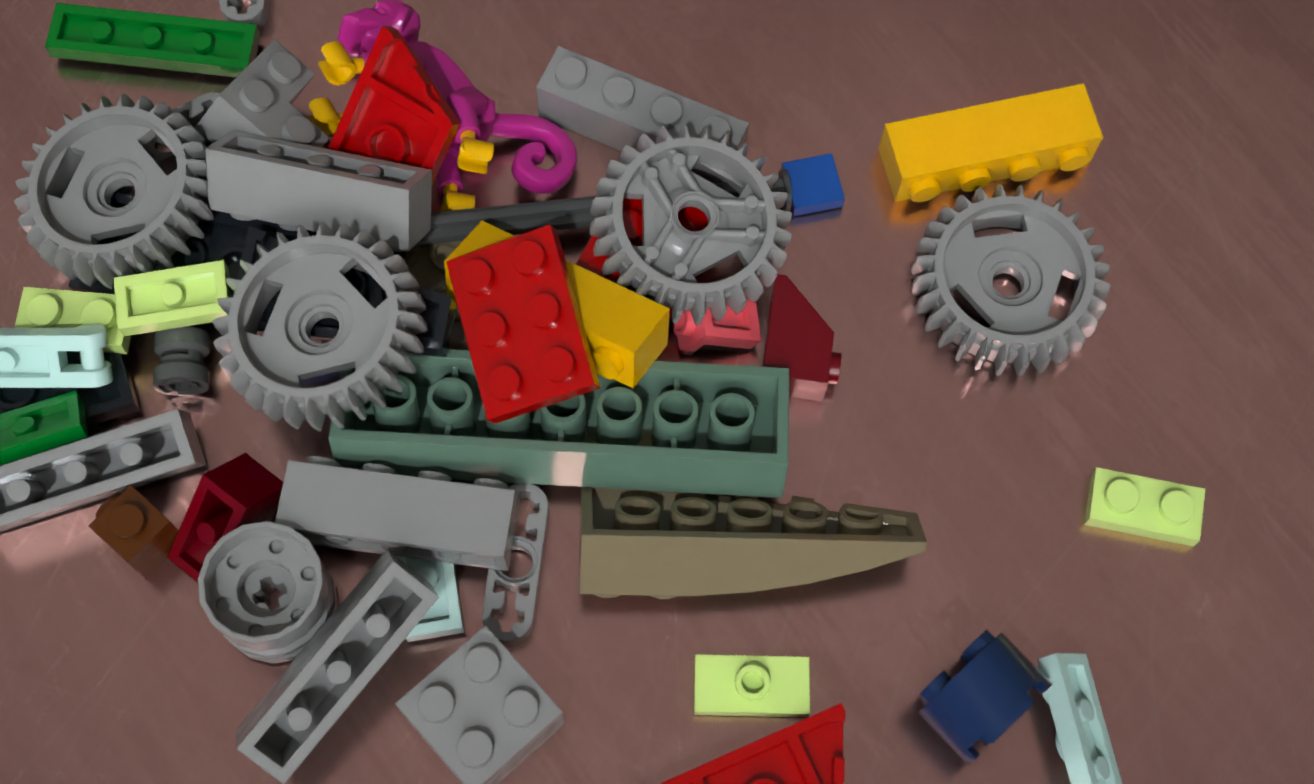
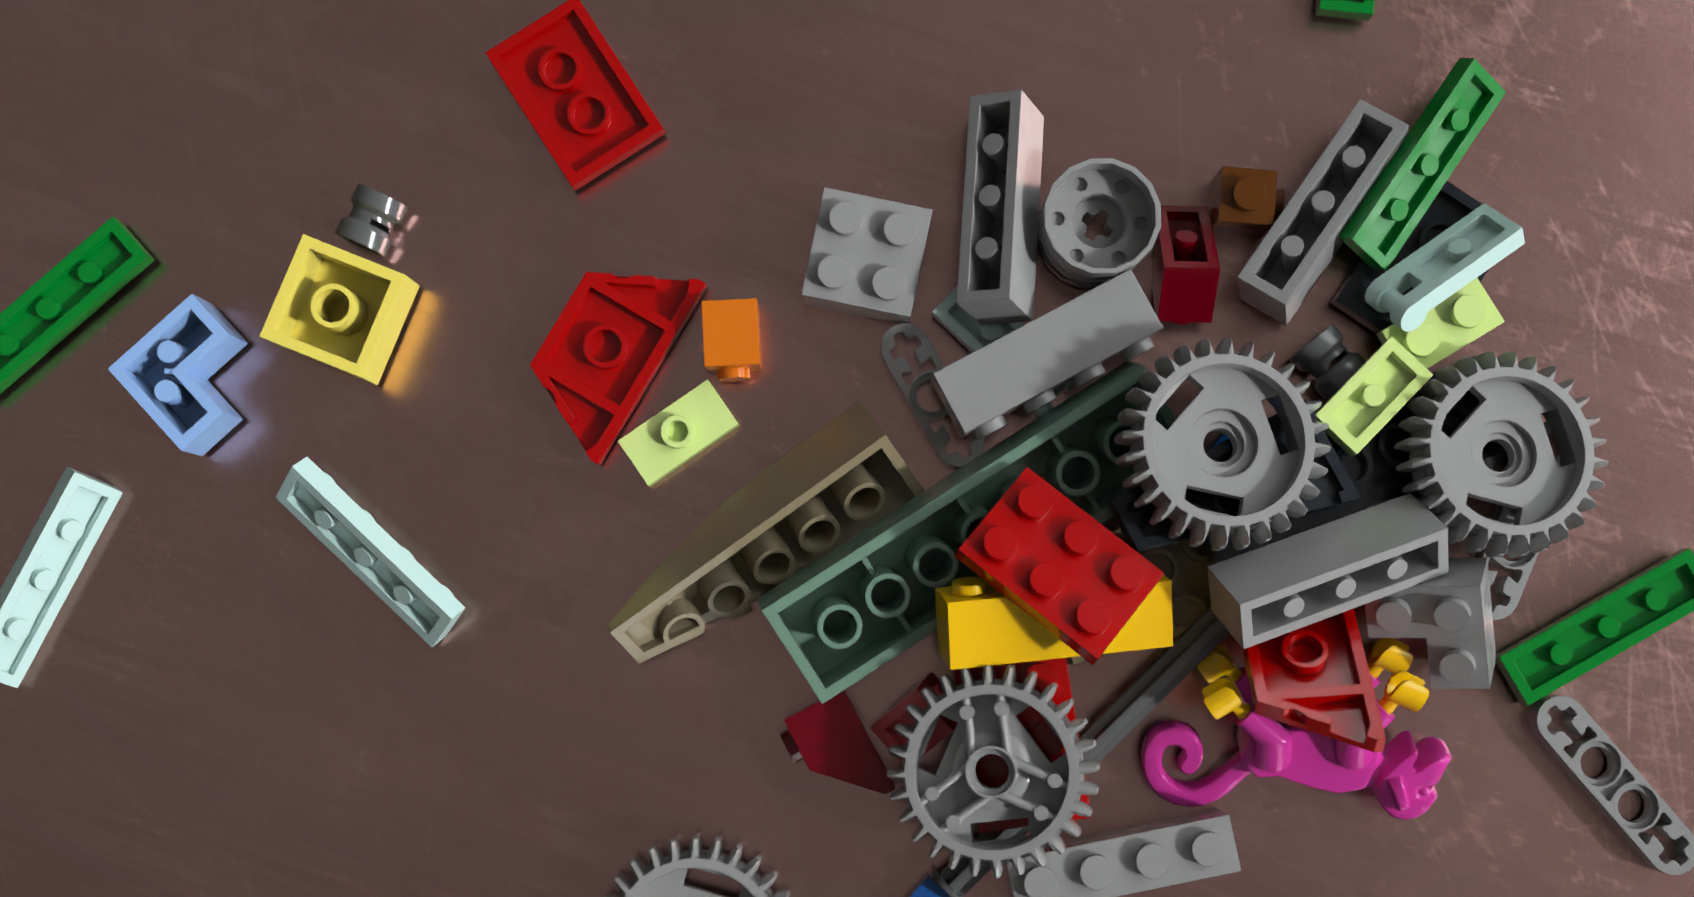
camera: 150 degrees right, 15 degrees up
(648, 729) = (731, 338): none -> orange brick
(983, 695) = (488, 542): dark blue brick -> none
(1145, 506) = (458, 813): yellowish green plate -> none

